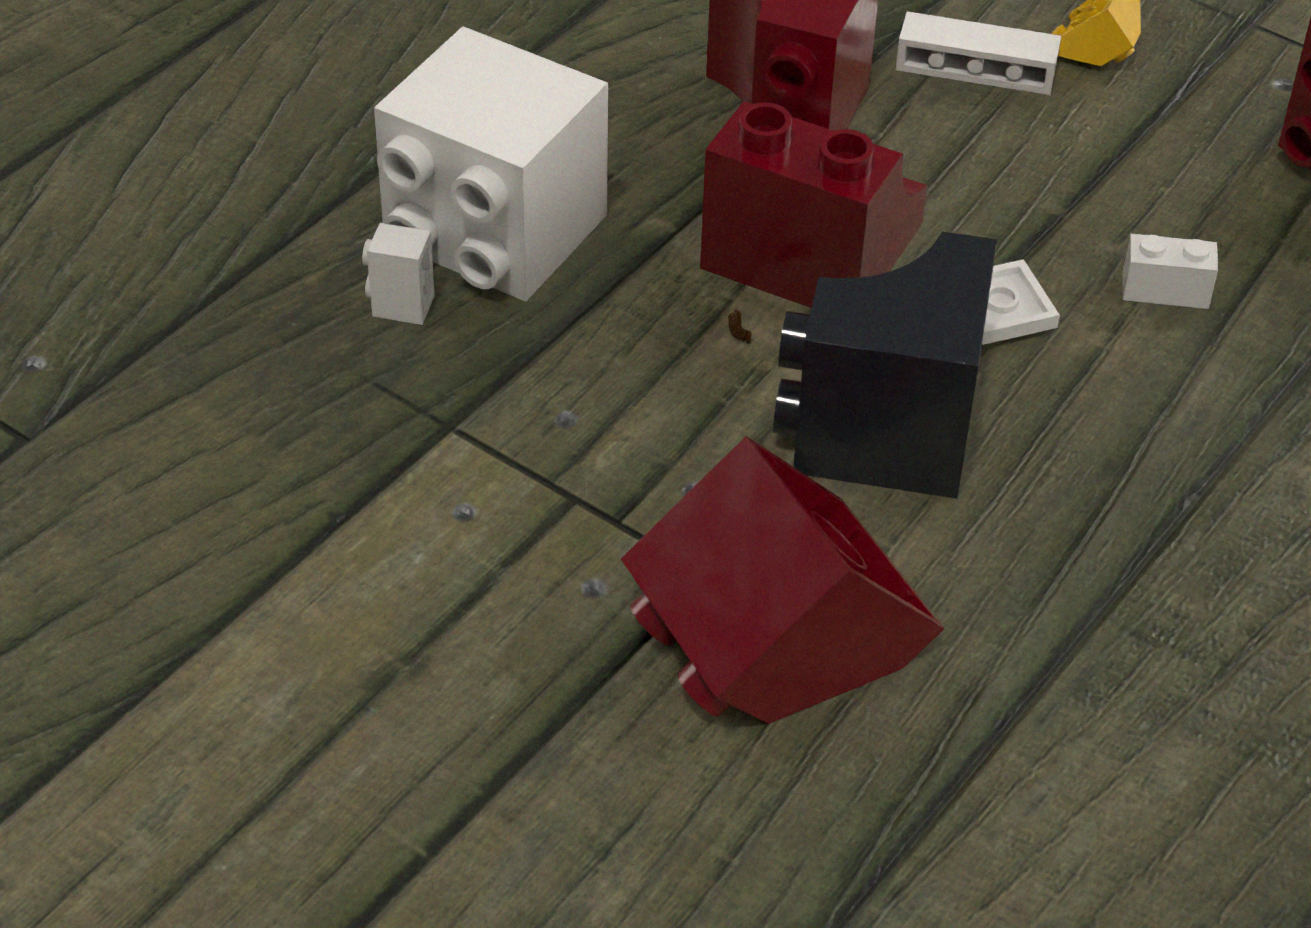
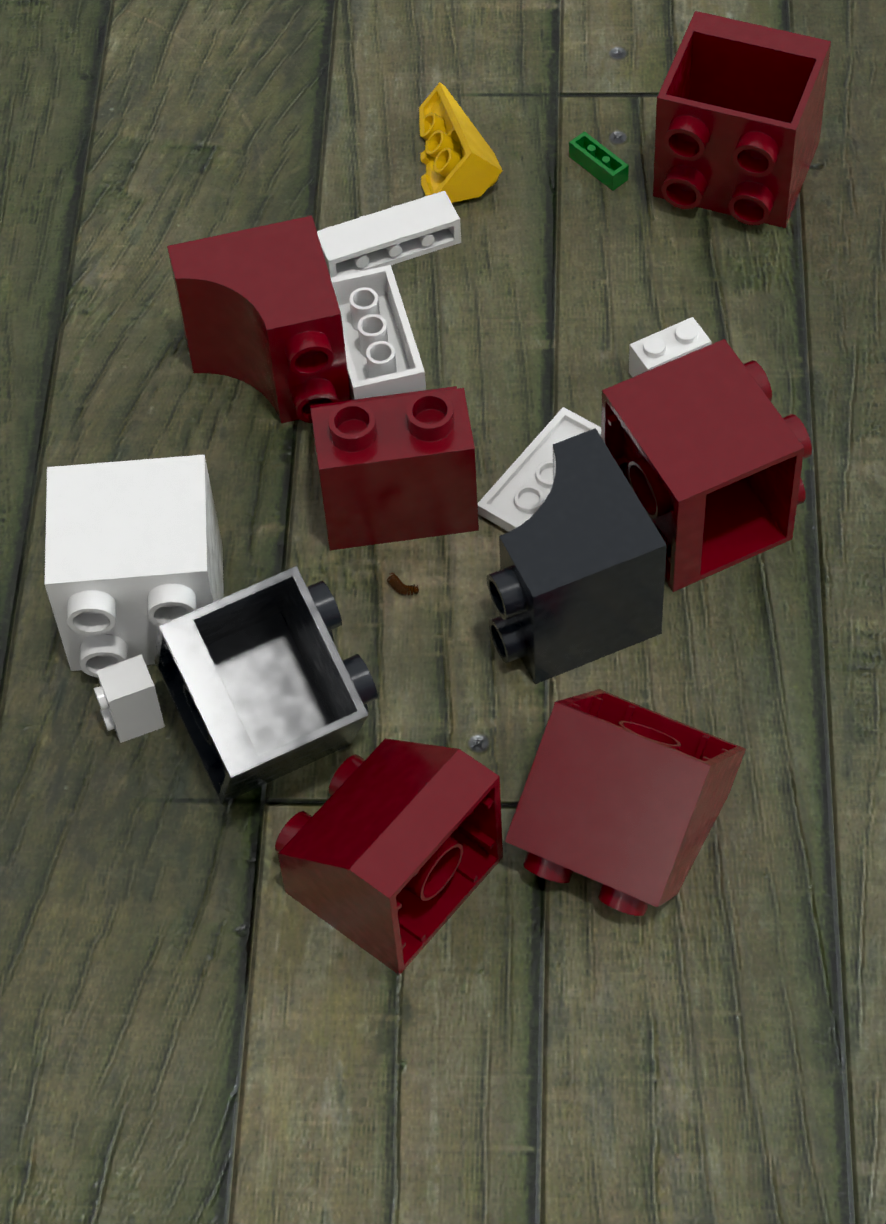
camera: 30 degrees left, 10 degrees up
(504, 297) = (263, 681): none -> black piece
(518, 517) = (395, 846): none -> dark red slope
(896, 101) = (377, 335): none -> white brick
(1110, 352) = (708, 459): none -> dark red piece
(1244, 90) = (598, 161): none -> green piece

